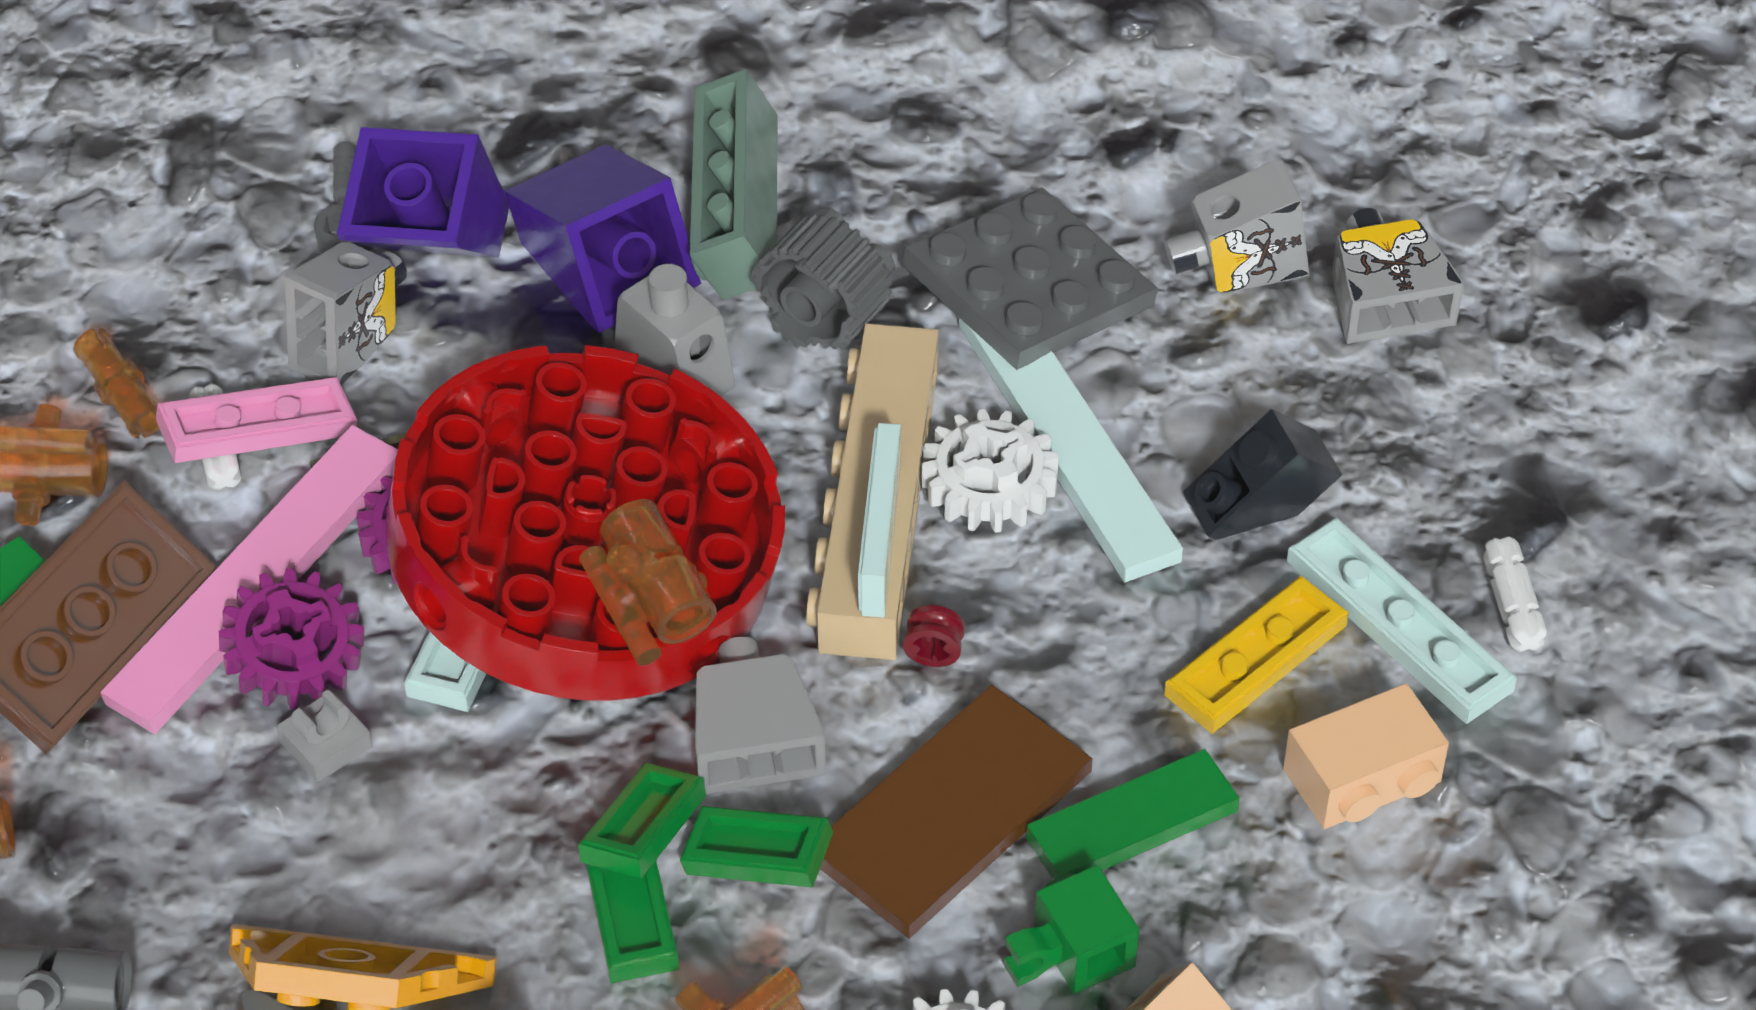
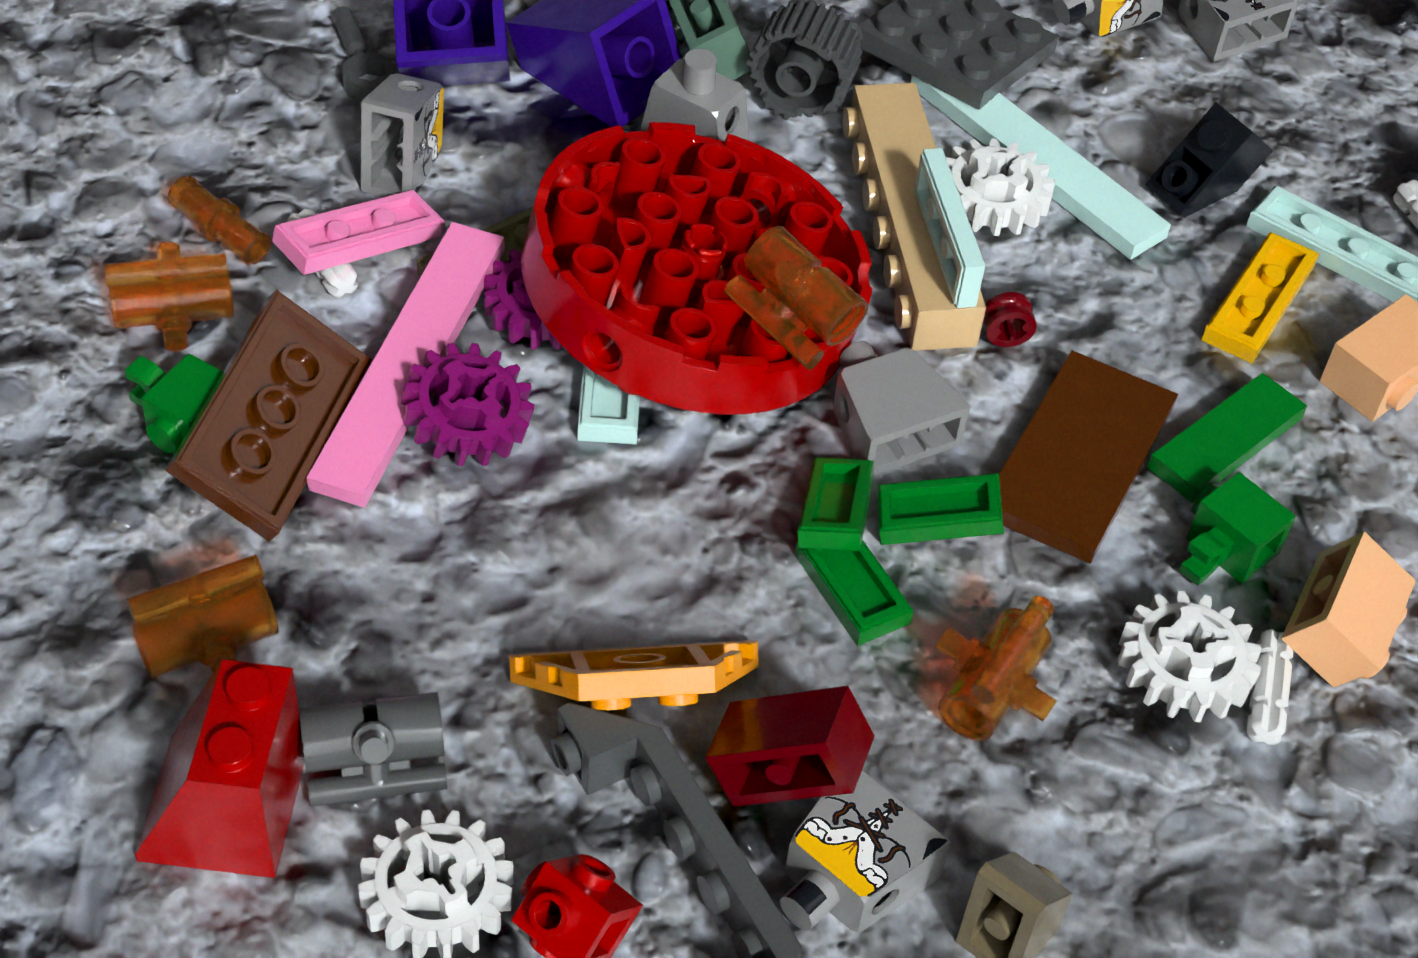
camera: 20 degrees left, 0 degrees up
(324, 736) = (522, 481): light grey tile -> none

